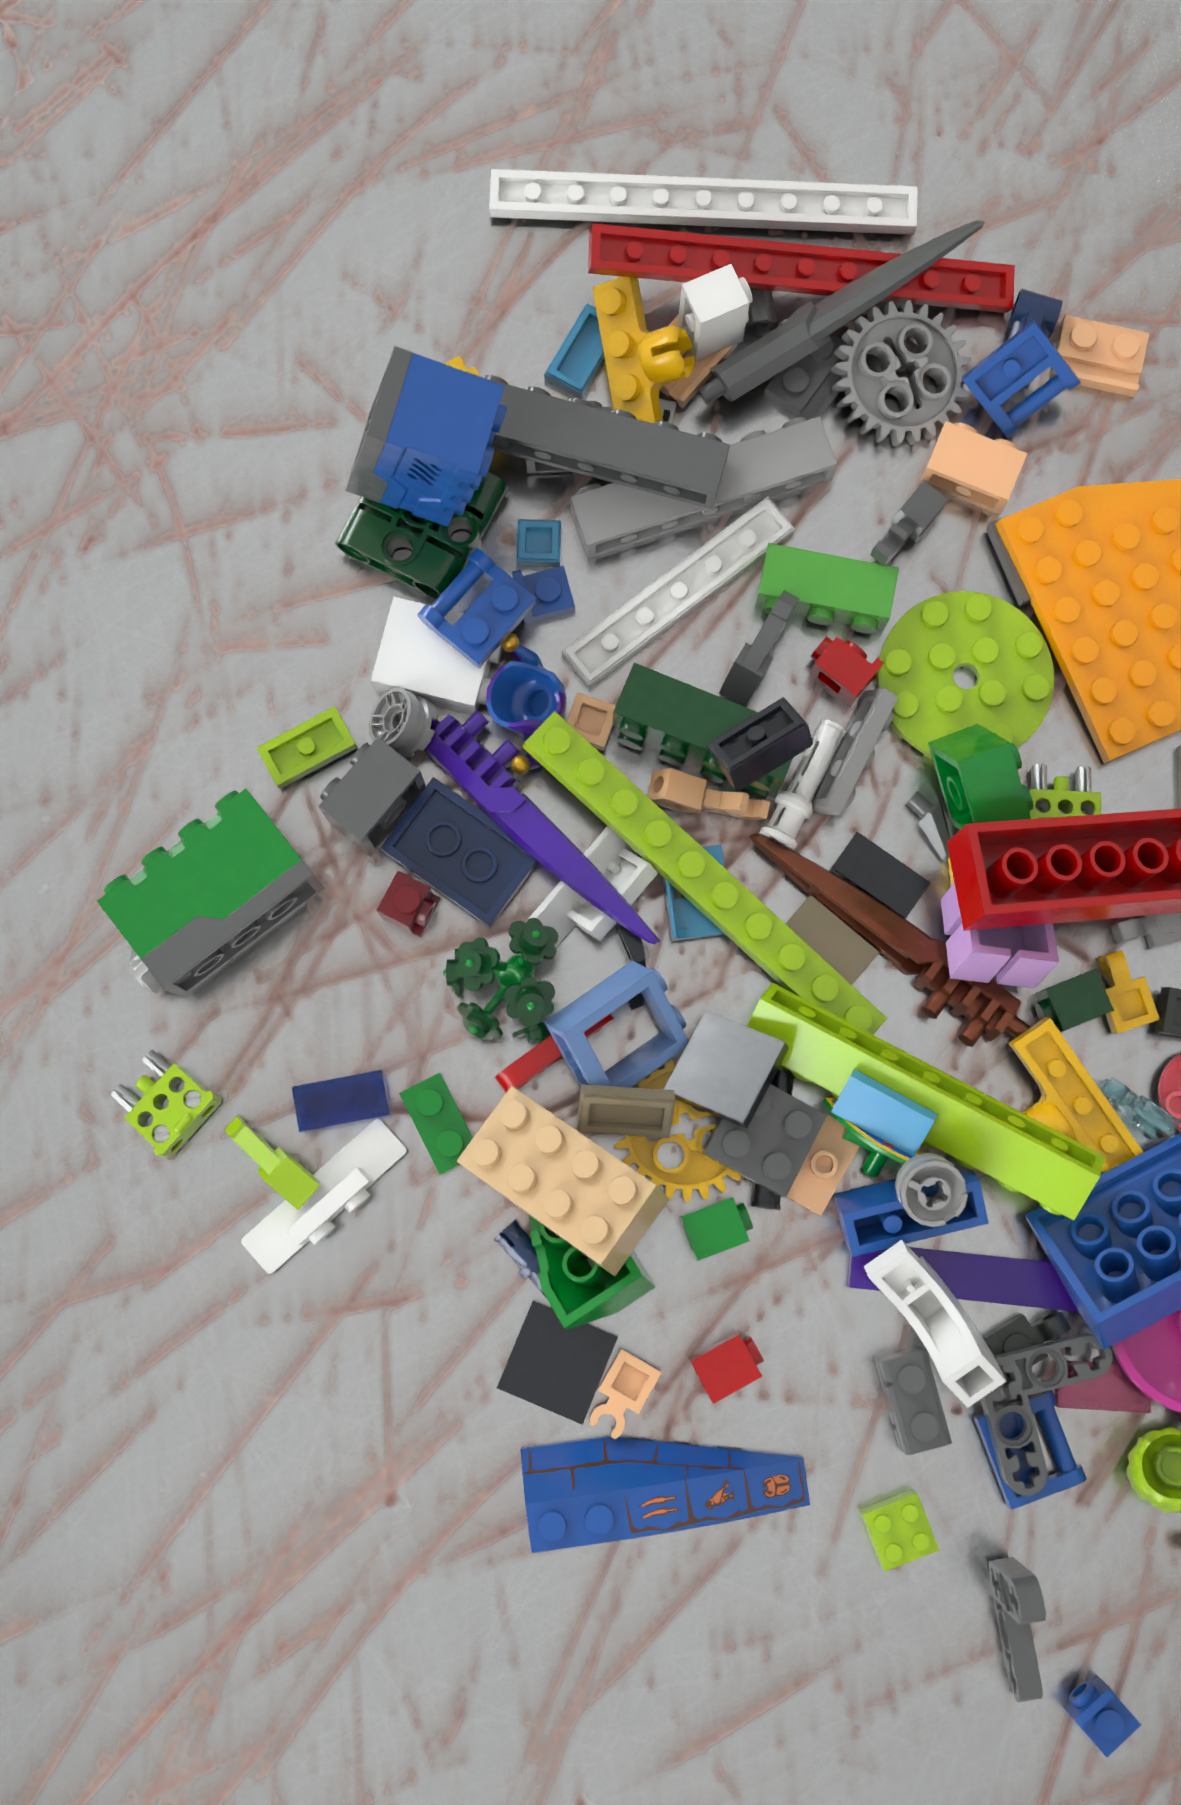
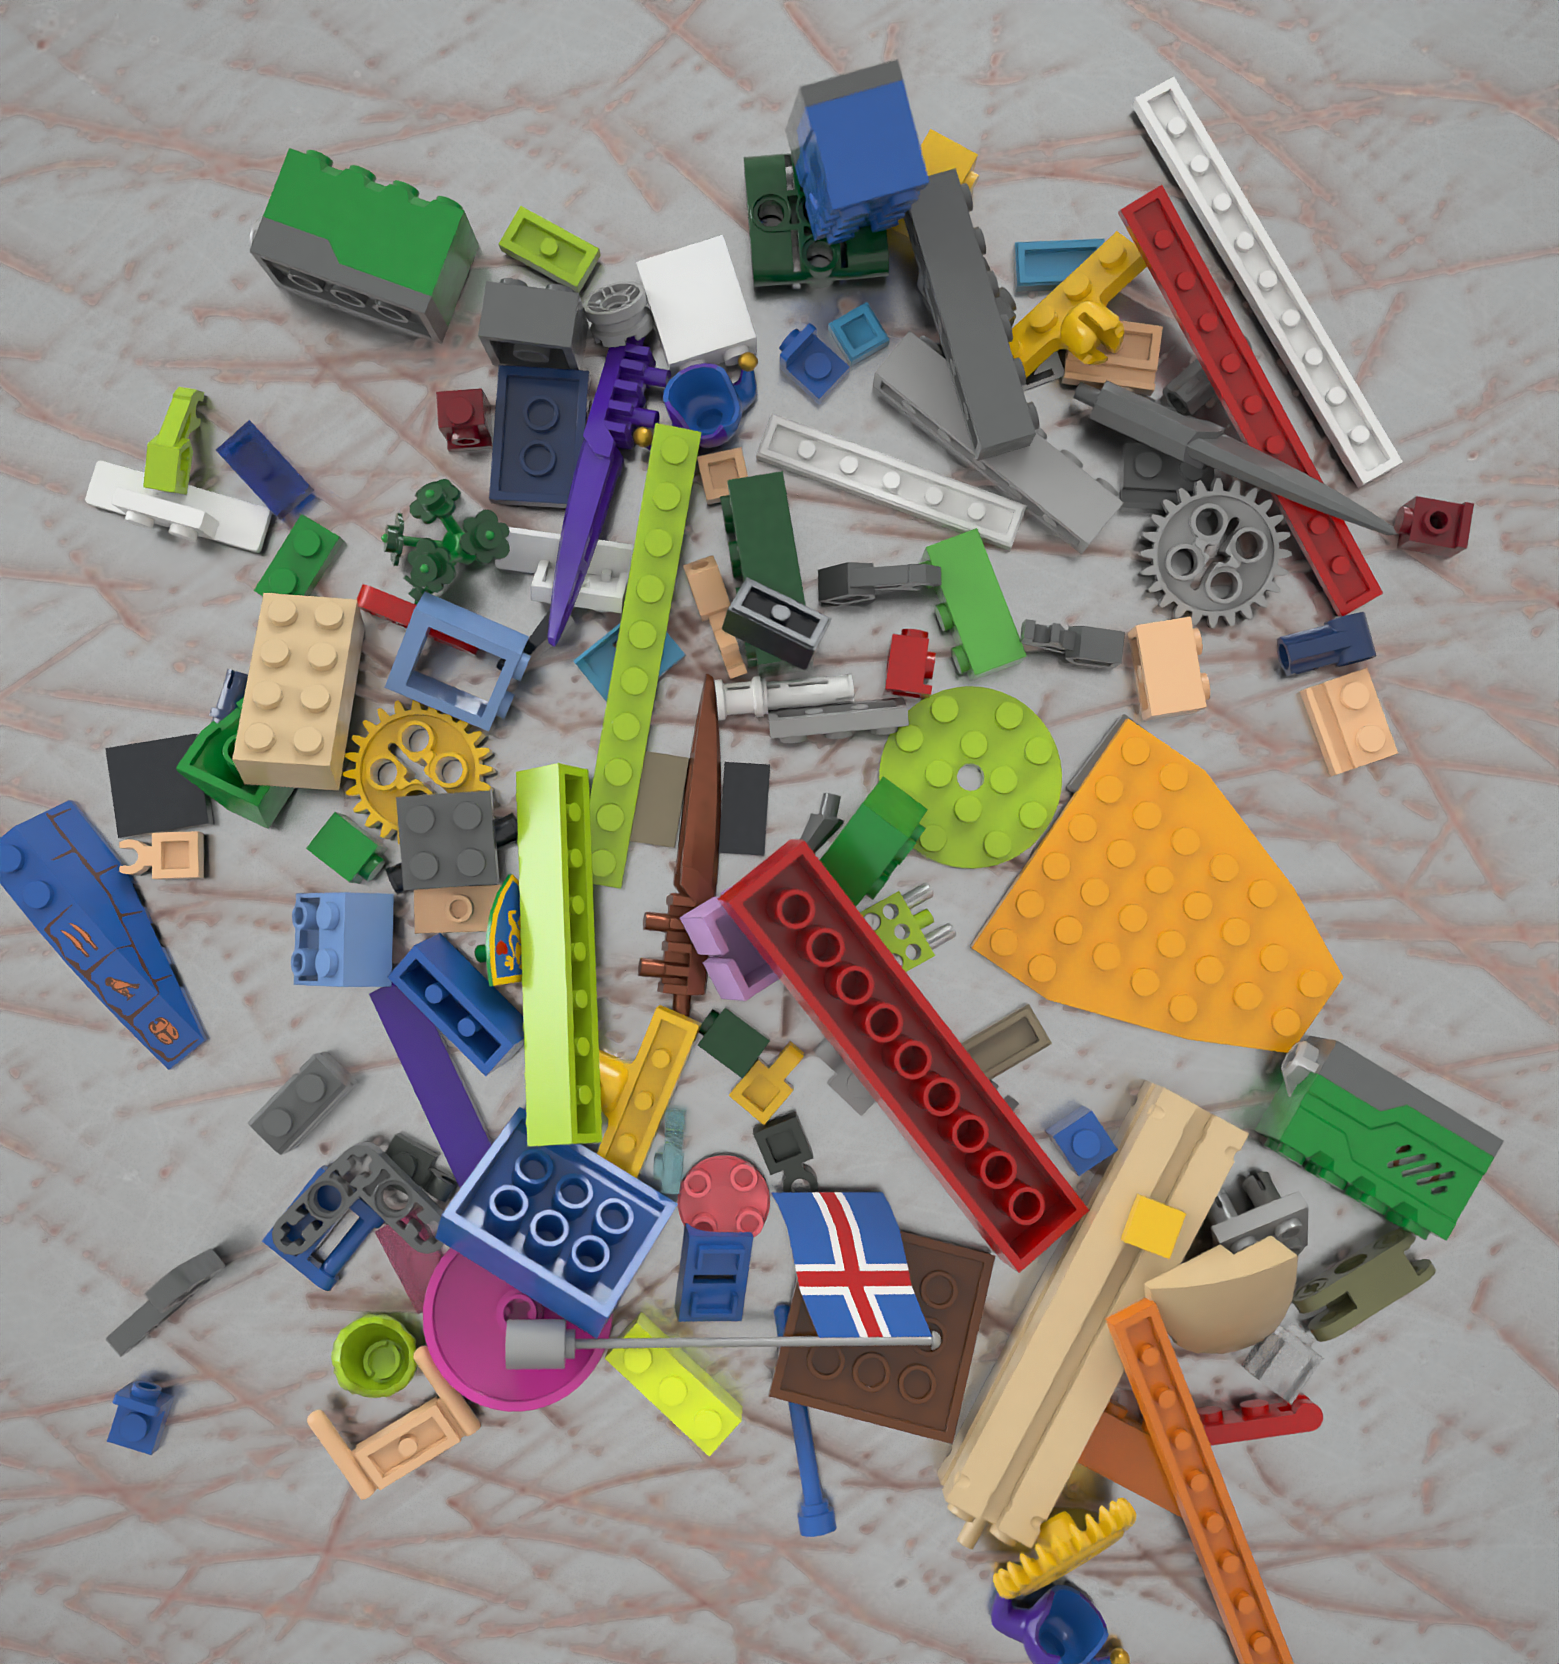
camera: 60 degrees right, 5 degrees up
(181, 1117) = (172, 331): lime piece -> none
(488, 618) = (751, 326): blue plate -> none
(625, 1111) = (390, 707): dark tan tile -> none
(714, 310) = (1156, 347): white brick -> none
(726, 1068) = (479, 771): tile -> none
(727, 1366) = (237, 928): red brick -> none
(791, 1280) = (343, 939): none -> medium blue slope
(884, 1113) = (522, 928): tile -> none
(899, 1530) = (190, 1156): lime piece -> none
(926, 1171) = (483, 989): light grey wheel -> none
(939, 1321) = (381, 1086): white arch -> none
(984, 193) = (1418, 535): none -> dark red brick
(1011, 369) = (1277, 646): blue plate -> none

